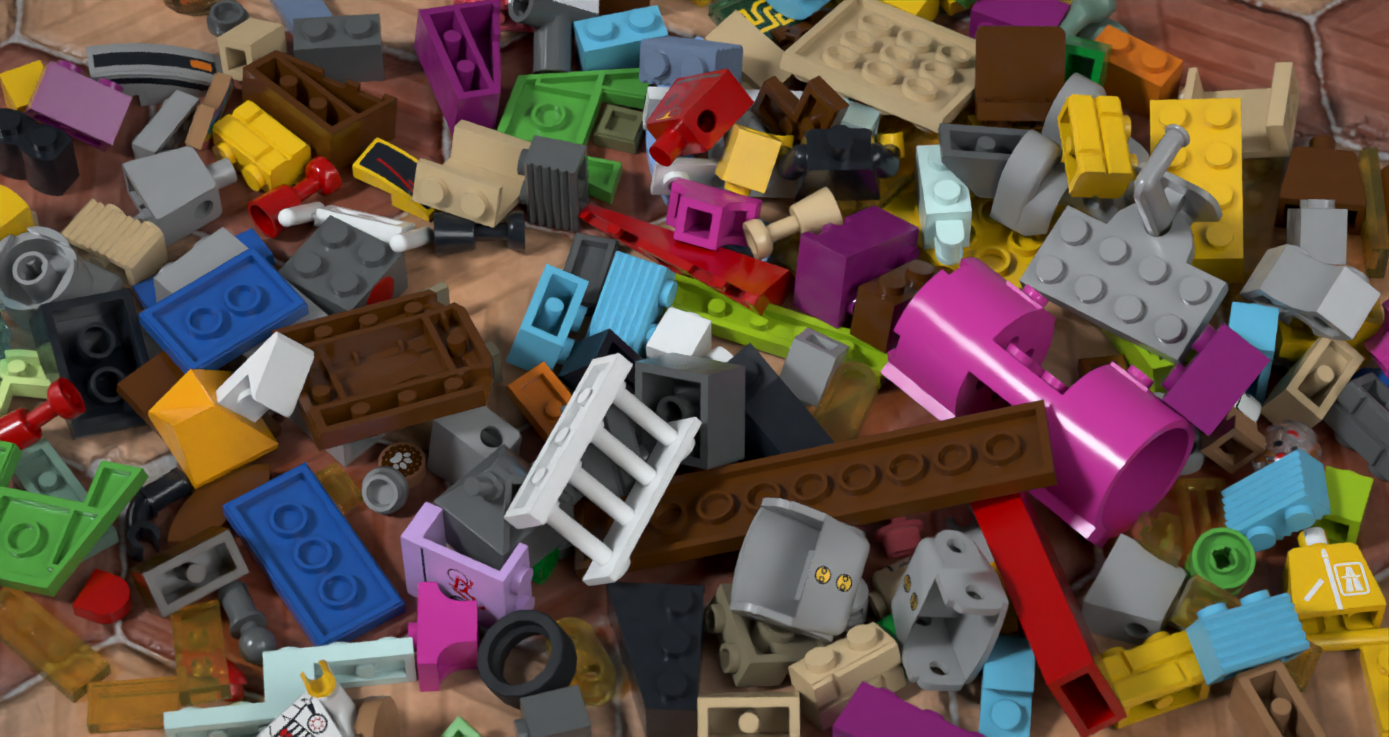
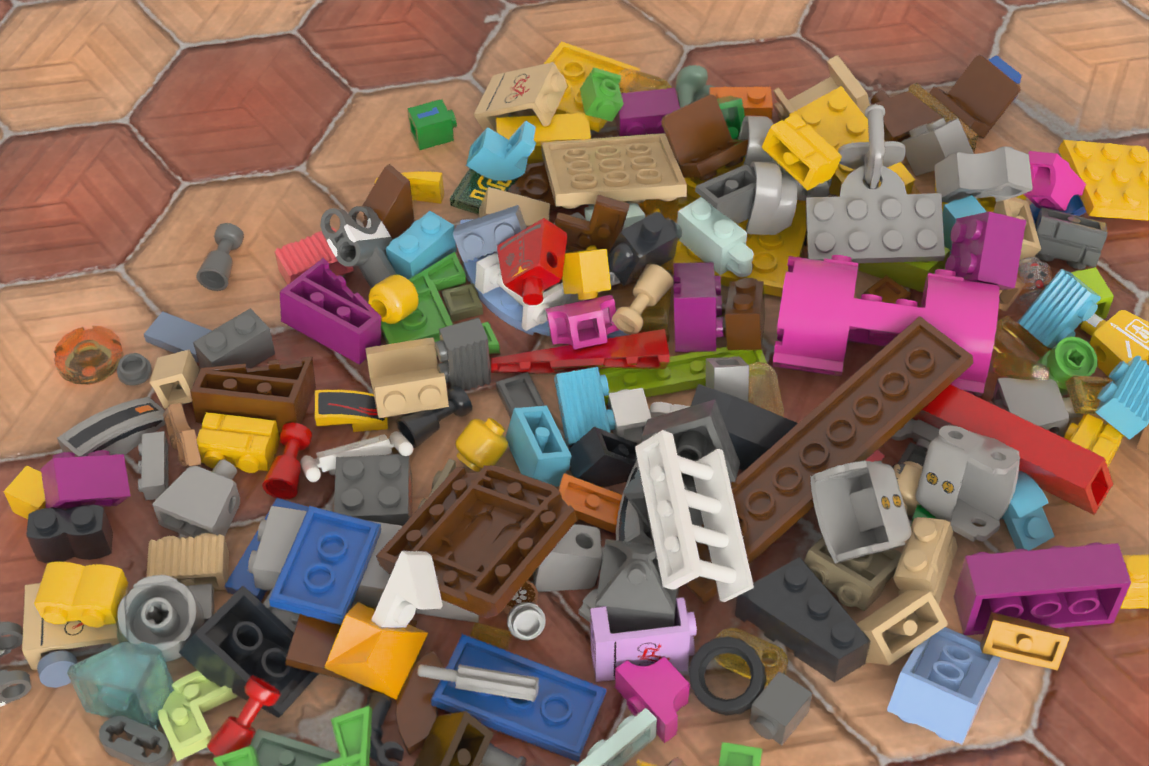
camera: 35 degrees left, 0 degrees up
(284, 519) = (485, 681): none -> light grey axle
(495, 287) = (481, 443): none -> yellow head
(533, 82) = (394, 298): none -> yellow head

